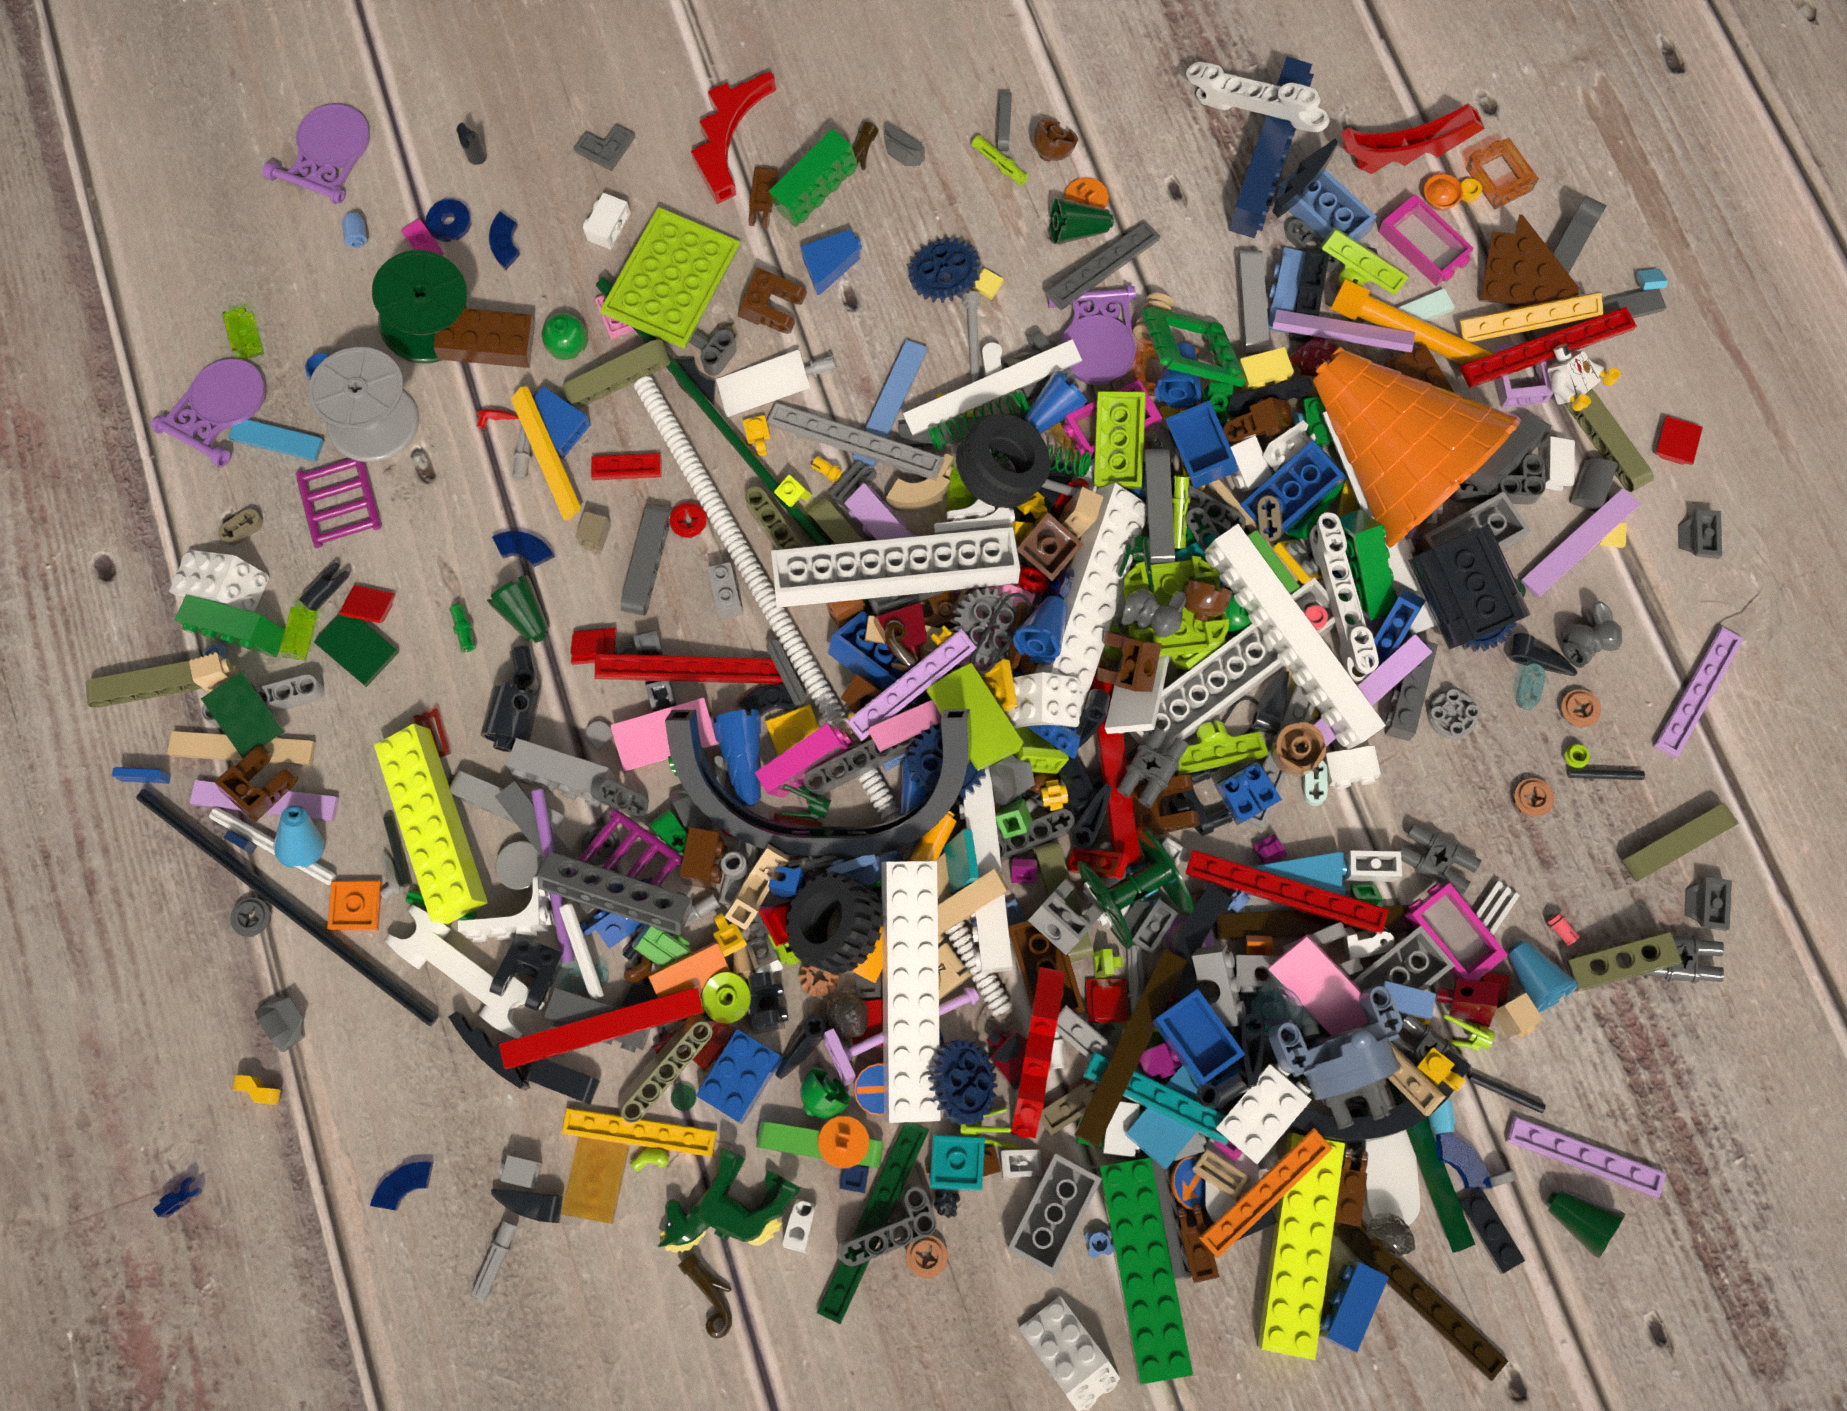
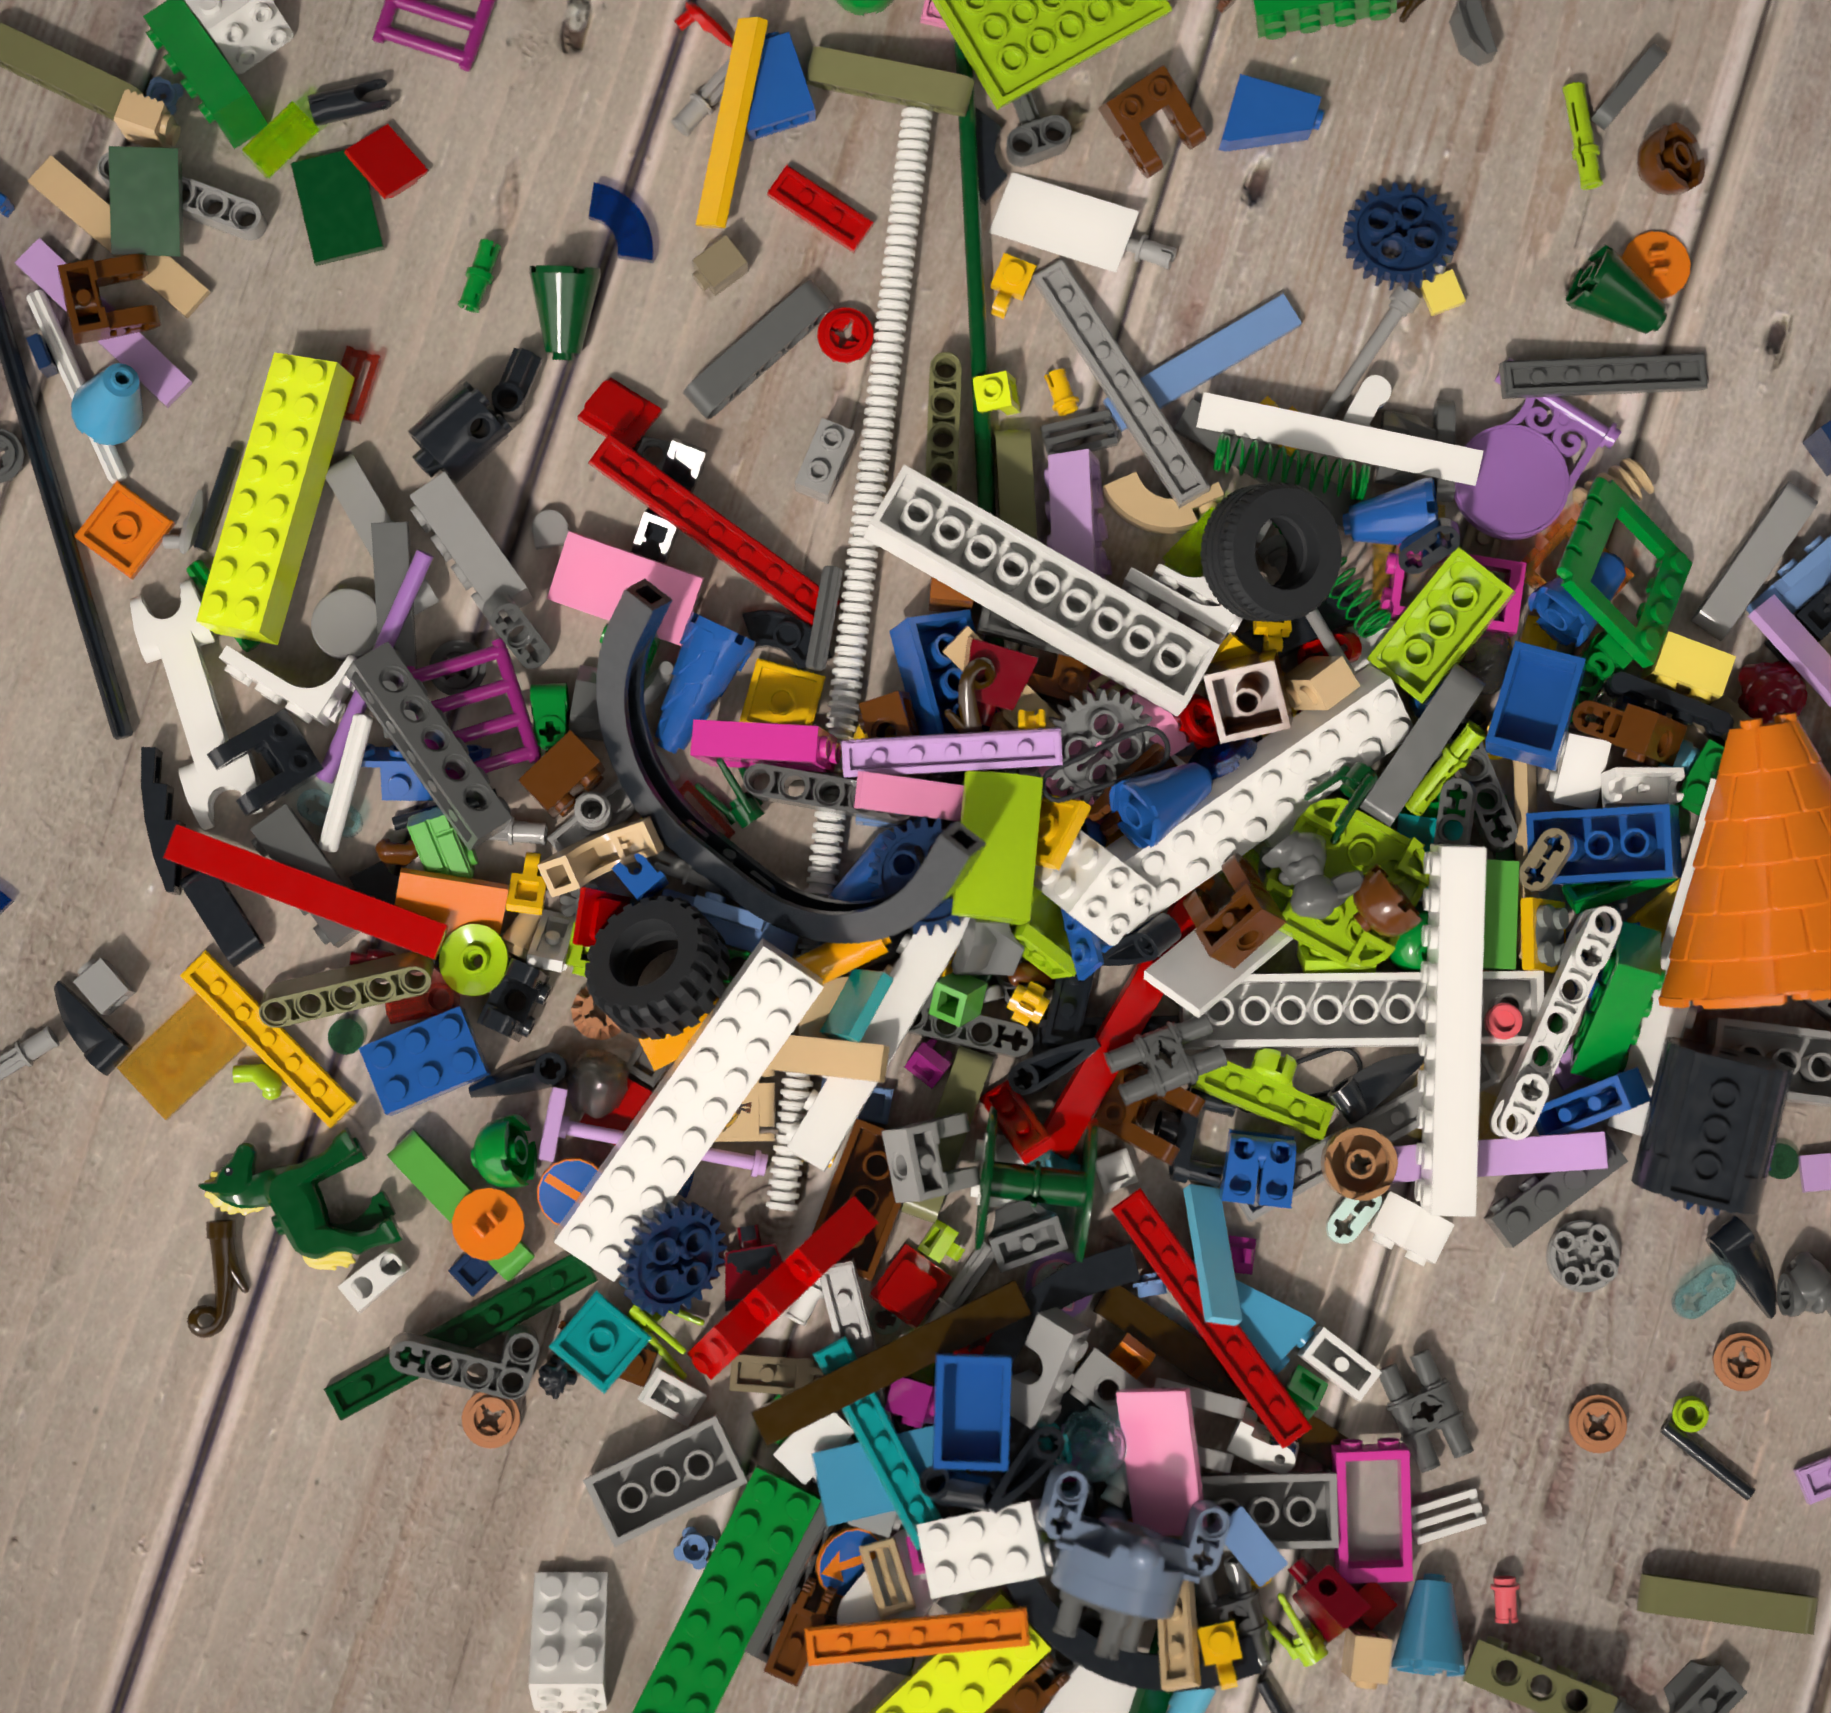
camera: 25 degrees right, 10 degrees up
(1087, 405) = (1432, 549): none -> black beam
(1260, 857) = (1212, 1255): none -> medium azure tile

